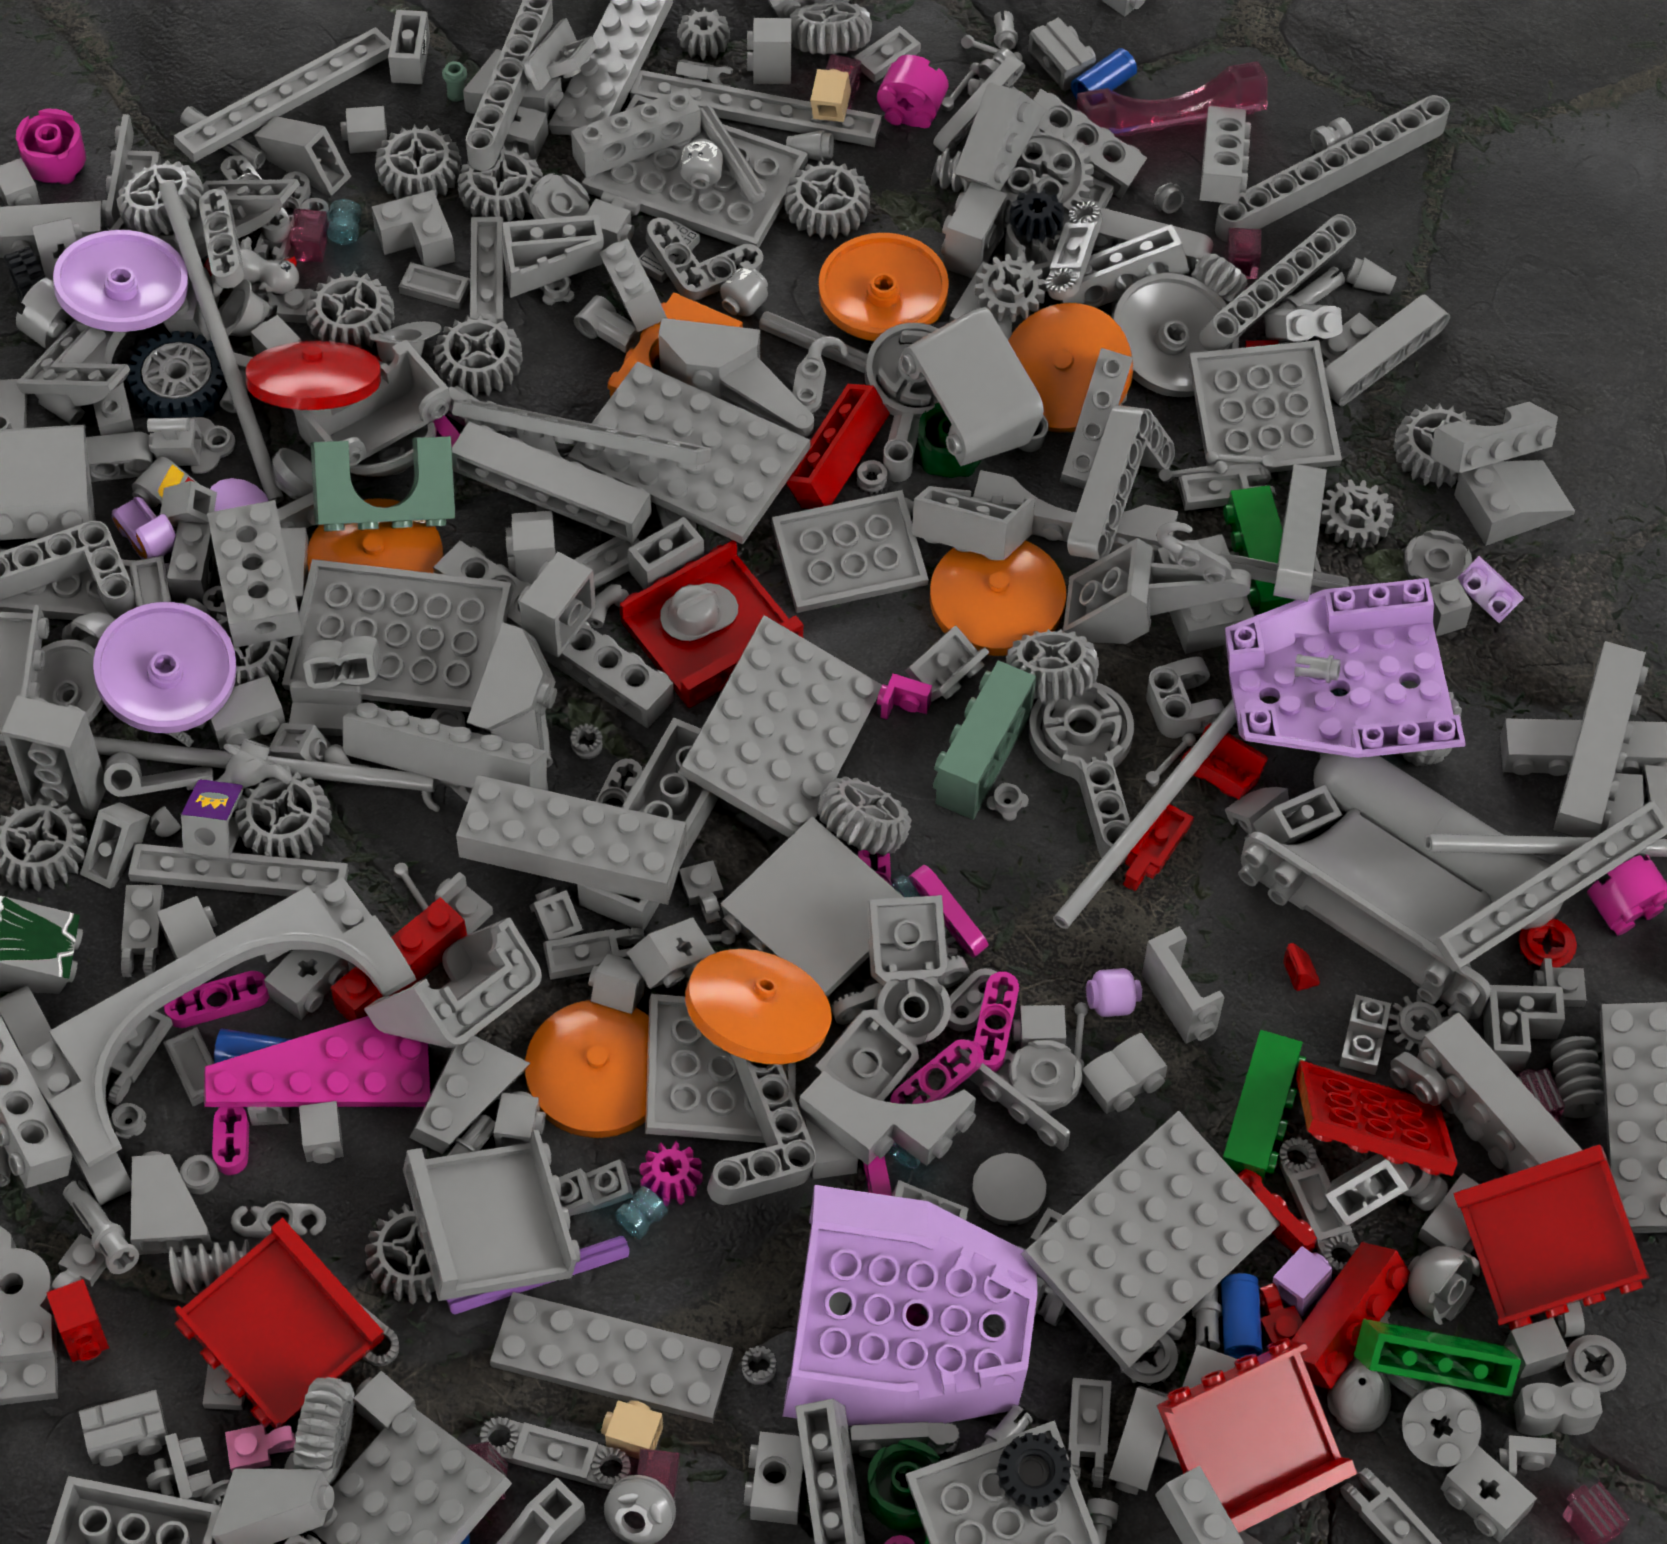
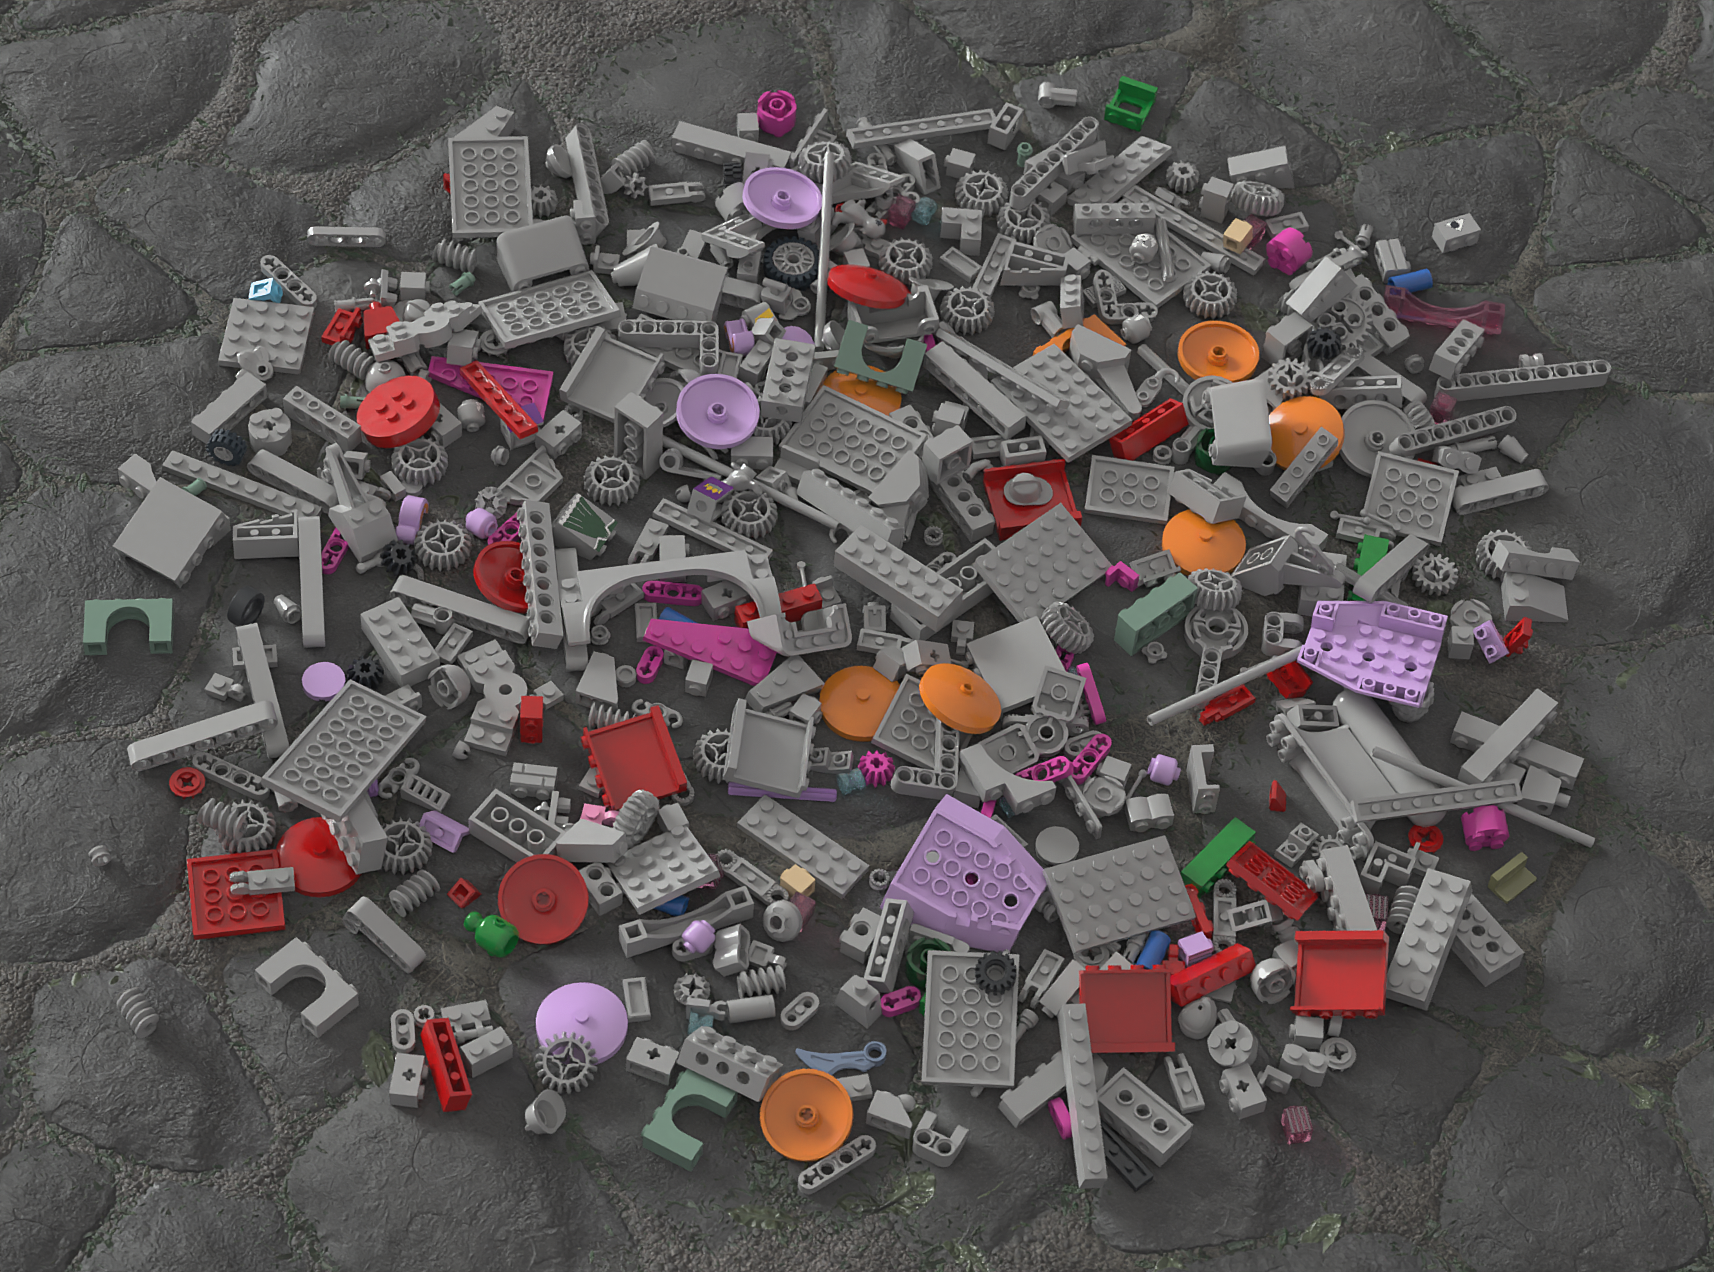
camera: 20 degrees right, 5 degrees down
(106, 1236) = (563, 685): light grey pin -> none
(113, 843) = (650, 493): light grey slope -> none
(224, 237) = (848, 194): light grey beam -> none
(348, 662) = (812, 442): light grey brick -> none
(1129, 441) = (1312, 483): light grey beam -> none
(1319, 667) = (1359, 640): light grey pin -> none
(1437, 1357) = (1247, 1011): green brick -> none
(1527, 564) = (1519, 637): none -> red plate

